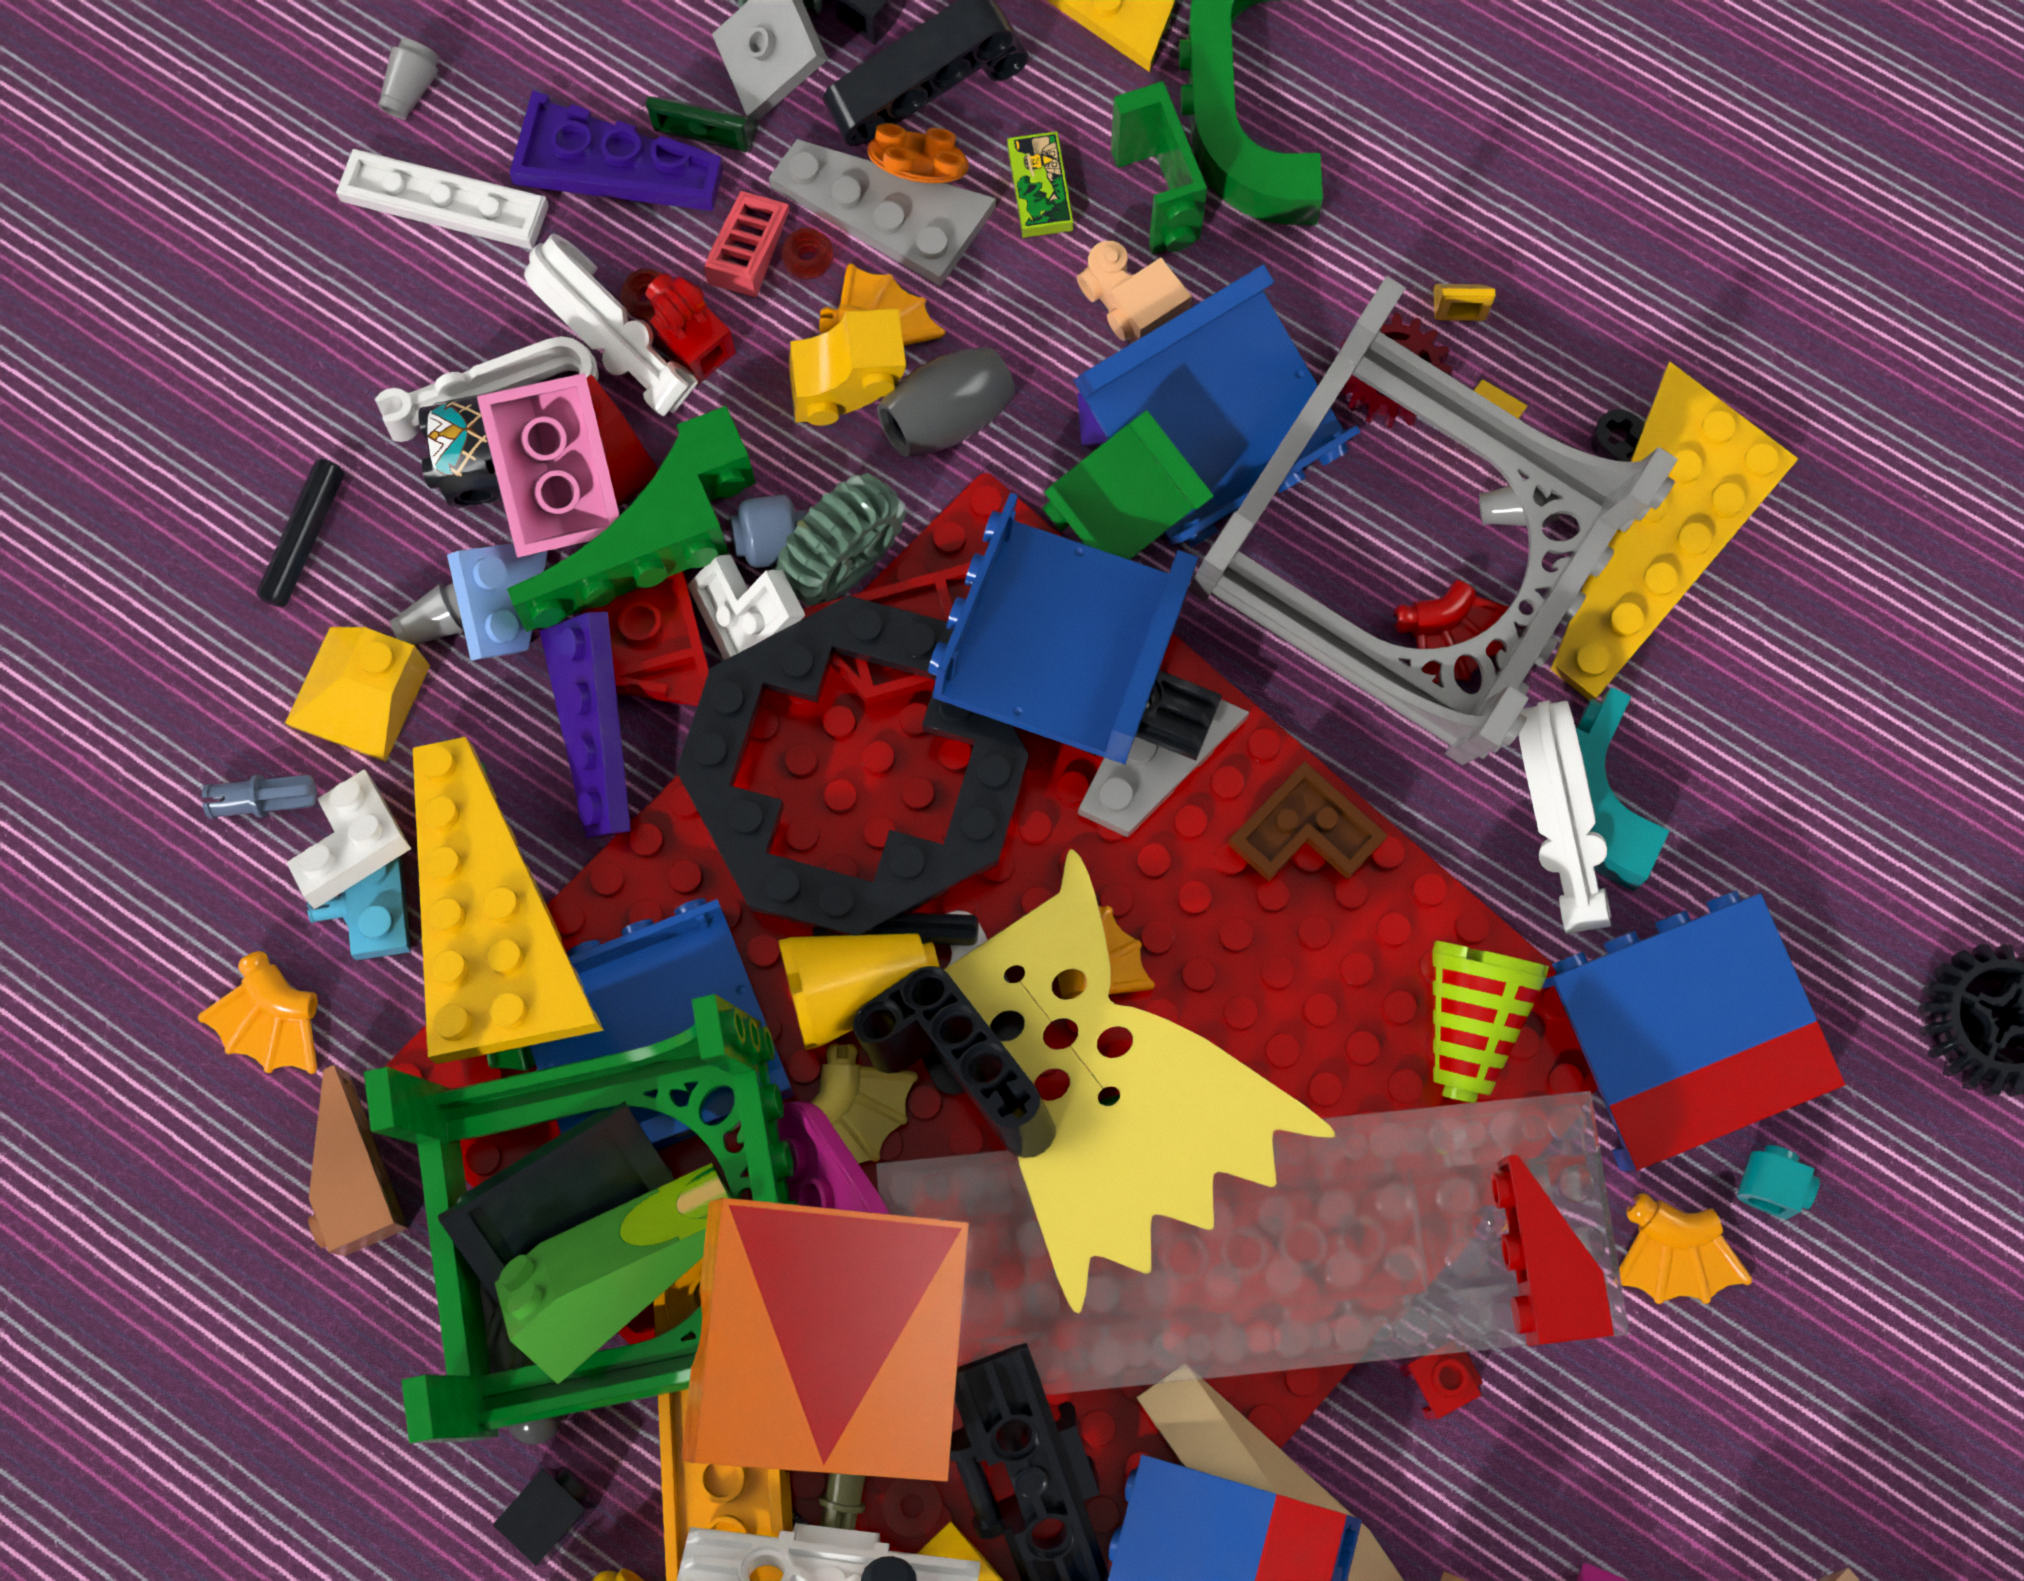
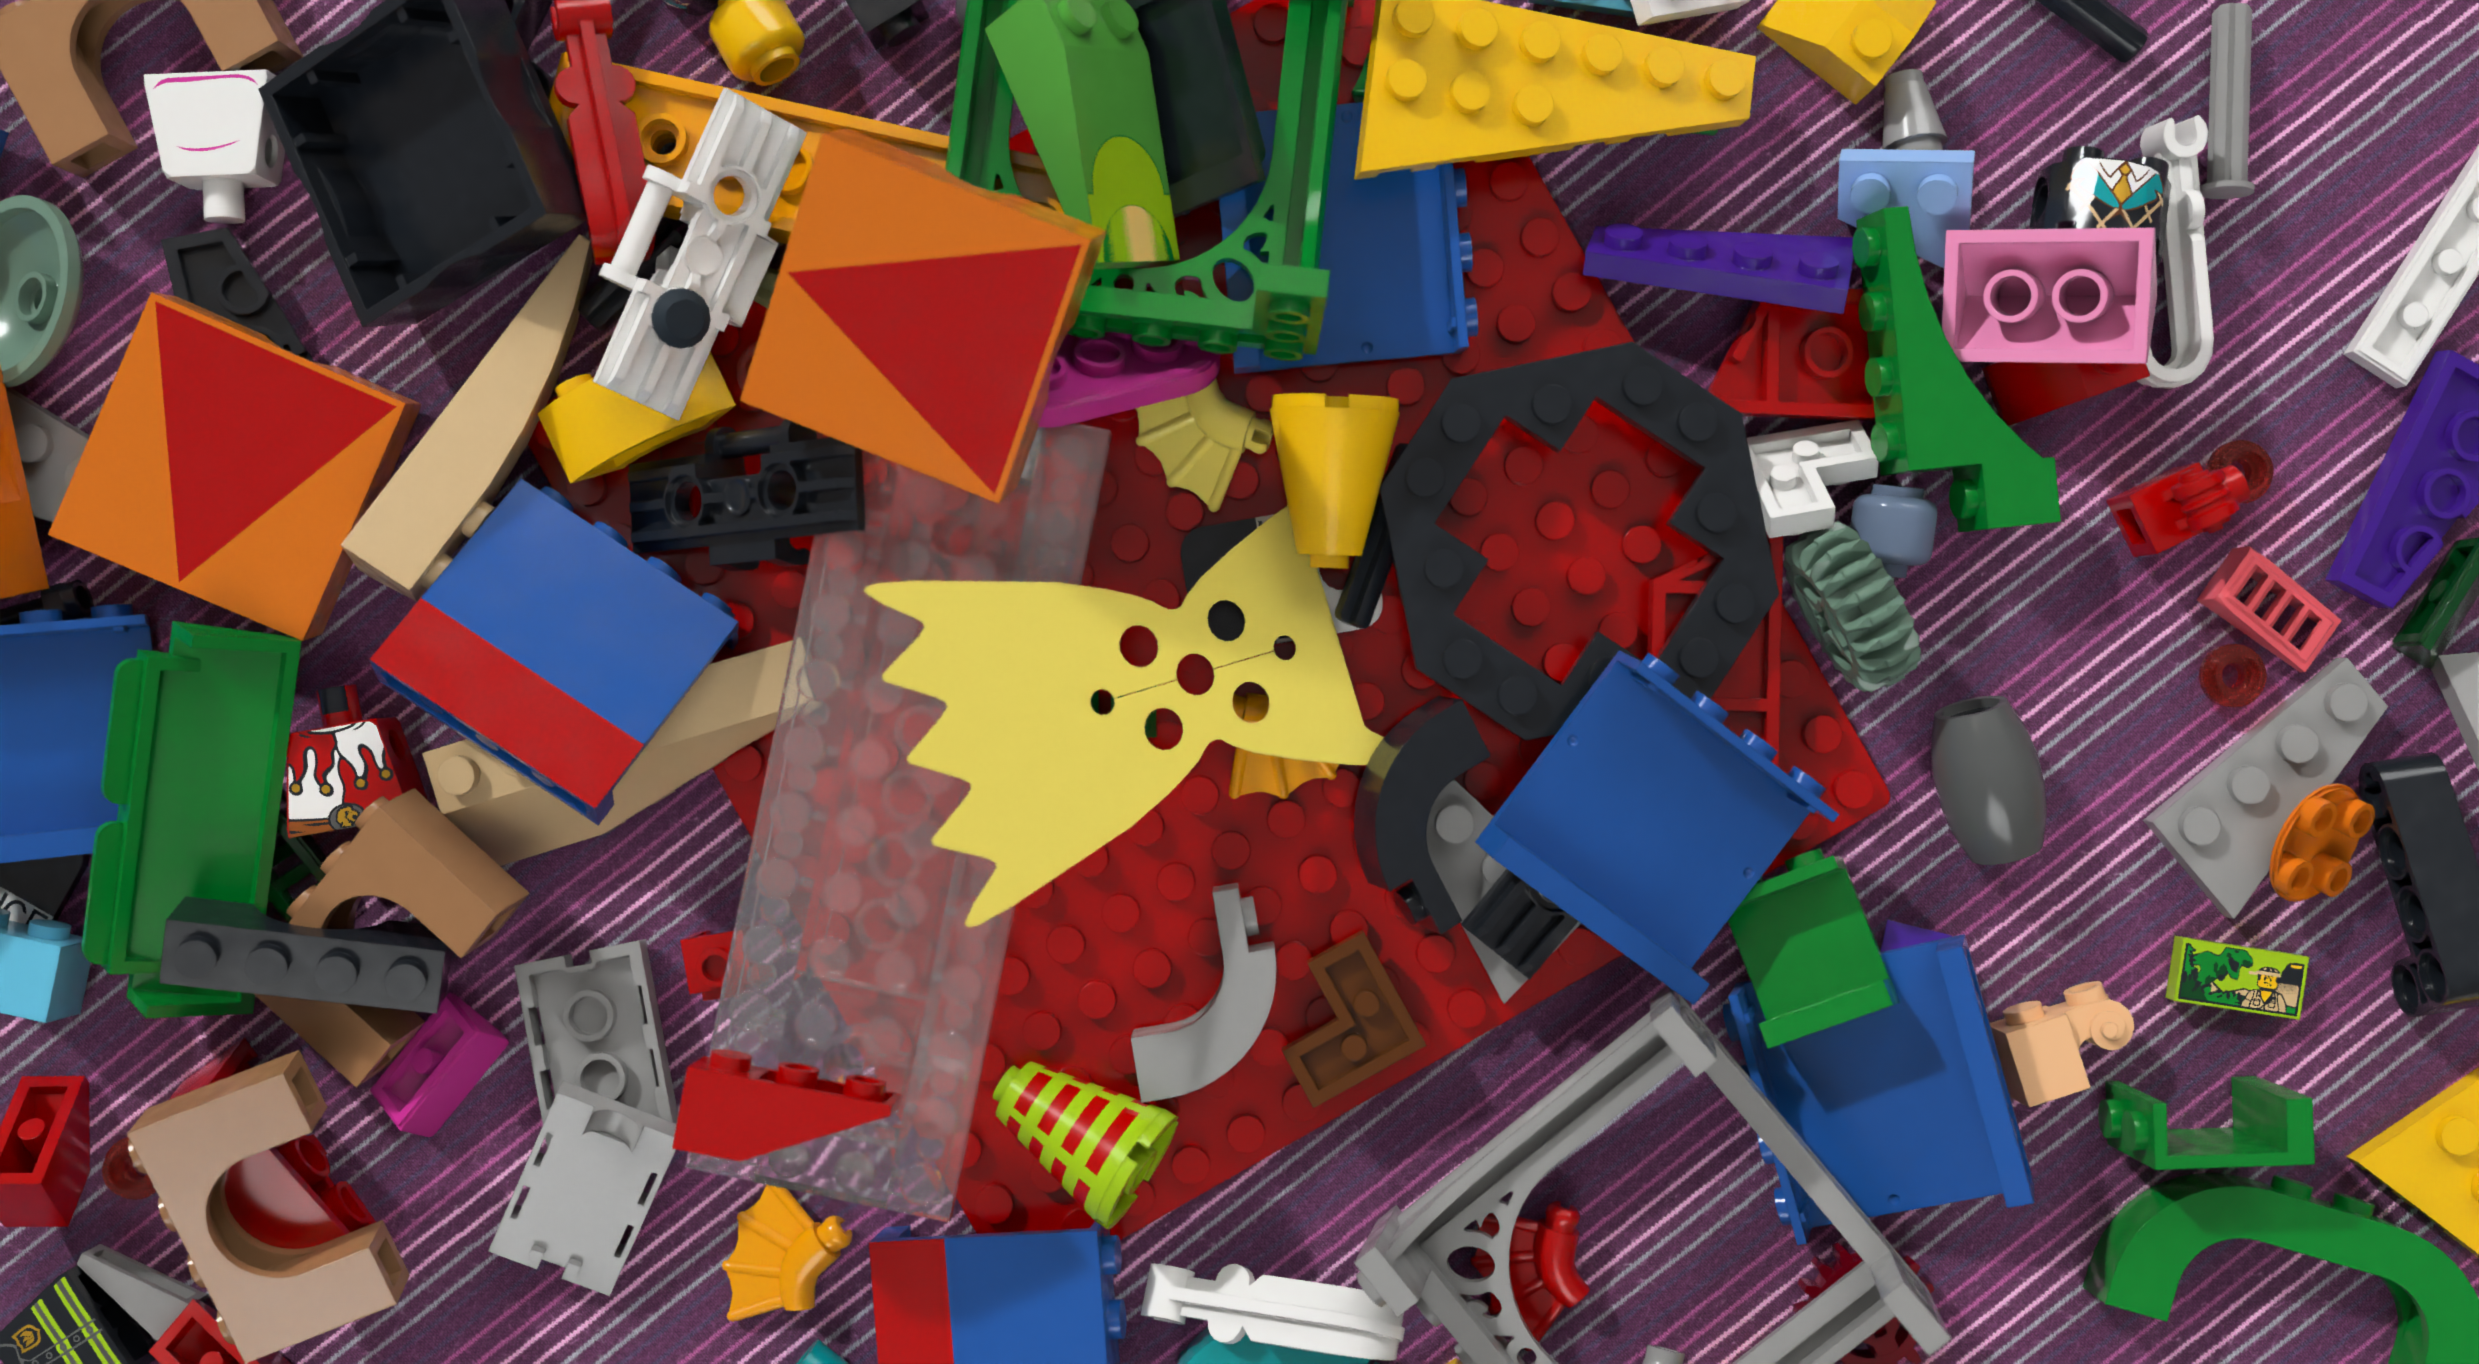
camera: 105 degrees right, 15 degrees up
(355, 385) = (2229, 103): none -> light grey axle
(566, 284) = (2286, 375): white piece -> none
(846, 366) = (2068, 677): yellow brick -> none
(878, 292) = (2128, 736): light orange arm -> none
(932, 1014) = (1189, 564): black beam -> none
(1111, 843) = (1396, 800): none -> black arch
(1340, 924) = (1203, 1047): none -> light grey arch
(1559, 1474) = (598, 1028): none -> light grey piece
(1684, 1437) = (586, 1188): none -> light grey piece

